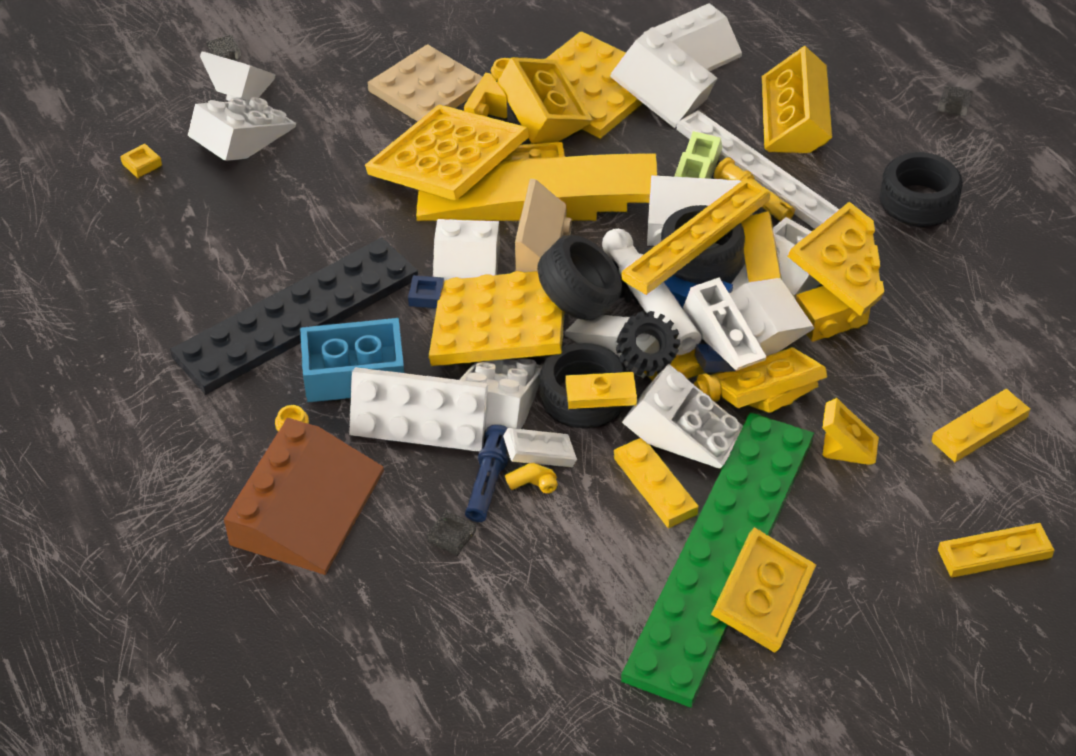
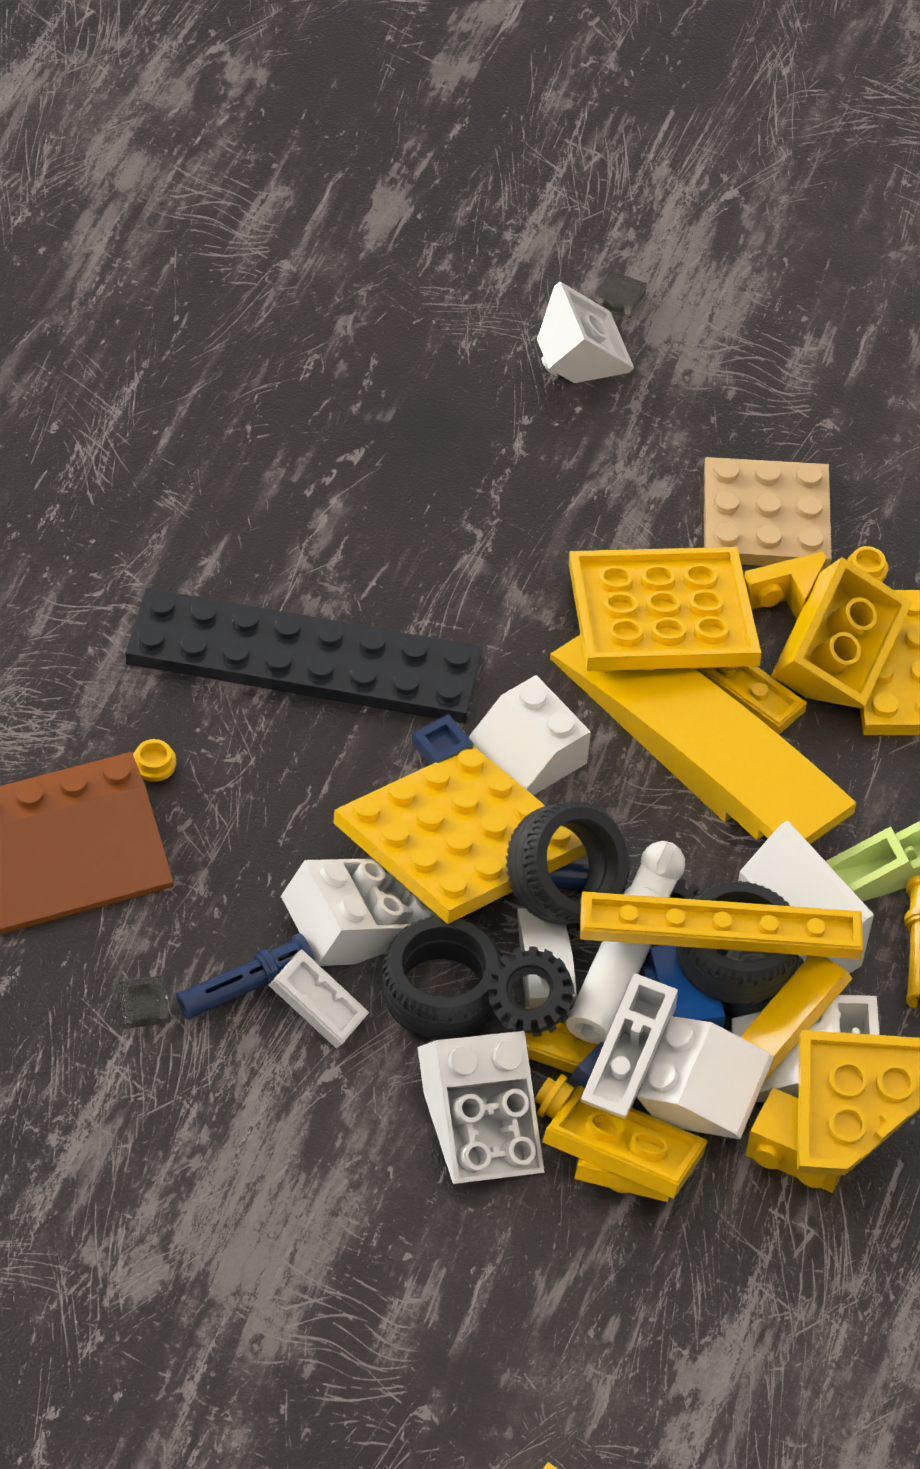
camera: 45 degrees right, 5 degrees up
(141, 160) = (380, 358): yellow tile -> none
(237, 127) = (512, 400): white slope -> none
(336, 349) = (272, 750): dark azure brick -> none
(418, 409) = (256, 853): white plate -> none
(534, 474) = (288, 1028): yellow arm -> none
(540, 226) = (625, 775): tan slope -> none
(601, 390) = (424, 994): yellow plate -> none
(656, 482) = (382, 1138): yellow plate -> none
(748, 494) = (342, 1262): green plate -> none
(764, 590) = (319, 1331): yellow tile -> none
(847, 436) = (615, 1275): yellow slope -> none
(980, 425) = (775, 1403): yellow plate -> none

